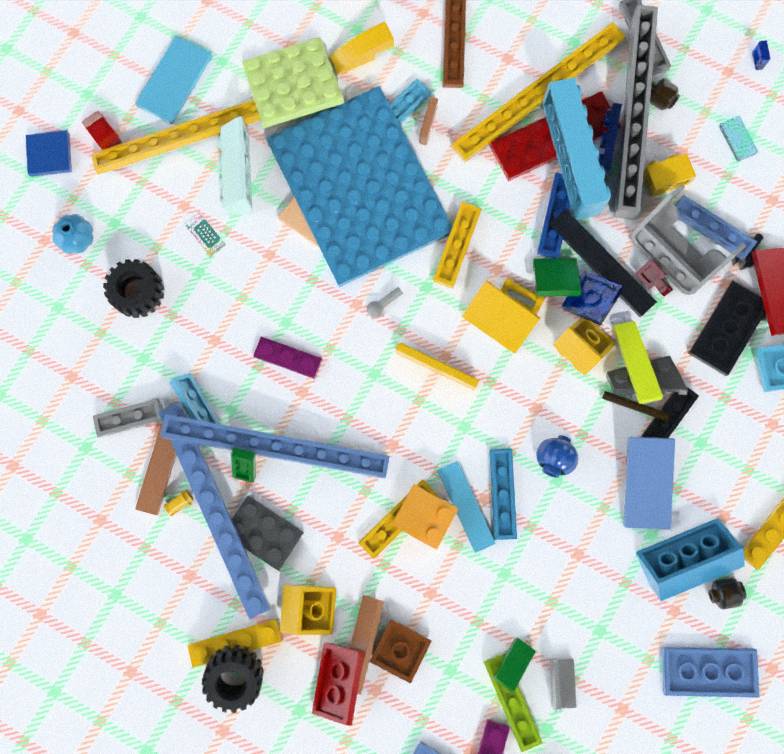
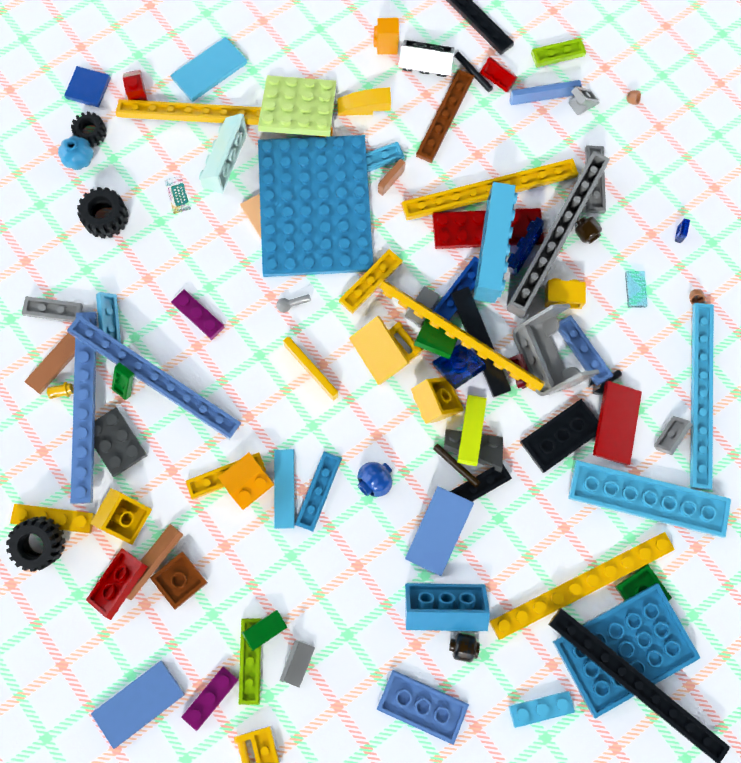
camera: 15 degrees right, 5 degrees down
(67, 191) = (86, 120): none -> black tyre
(523, 249) = (427, 298): none -> light grey tile
(591, 267) = (468, 340): none -> yellow plate

